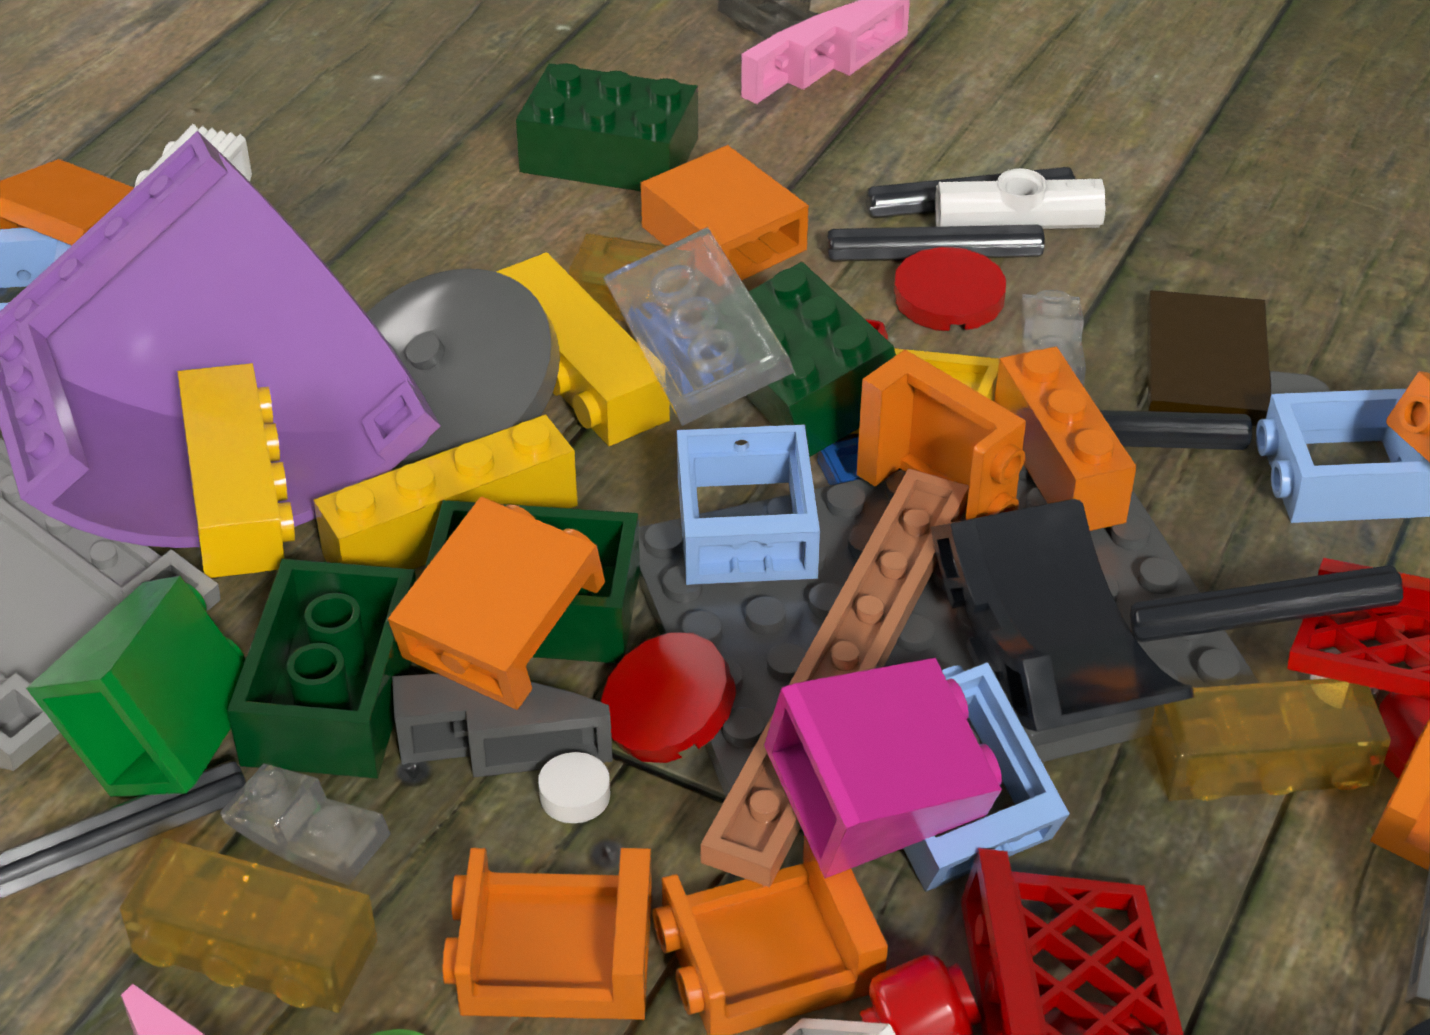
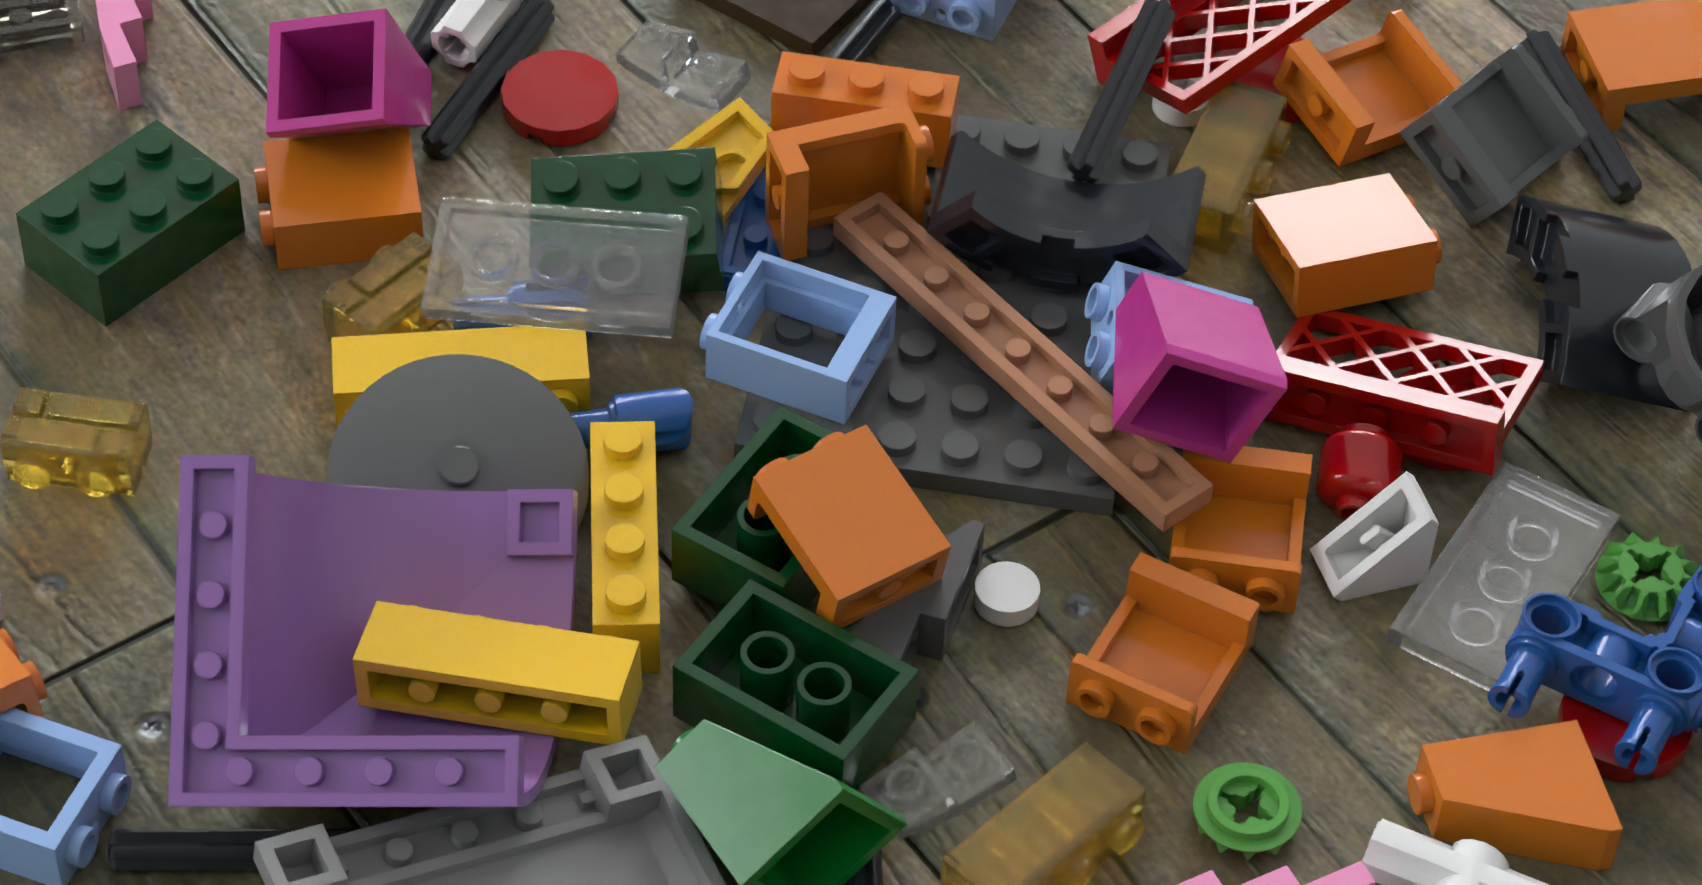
camera: 65 degrees left, 5 degrees up
(371, 191) = (76, 442): none -> clear yellow brick
(602, 461) = (667, 407): none -> blue arm
(669, 697) = (966, 477): red tile -> none
(803, 141) = (344, 76): none -> dark pink slope
(1239, 876) = (1345, 244): none -> brick

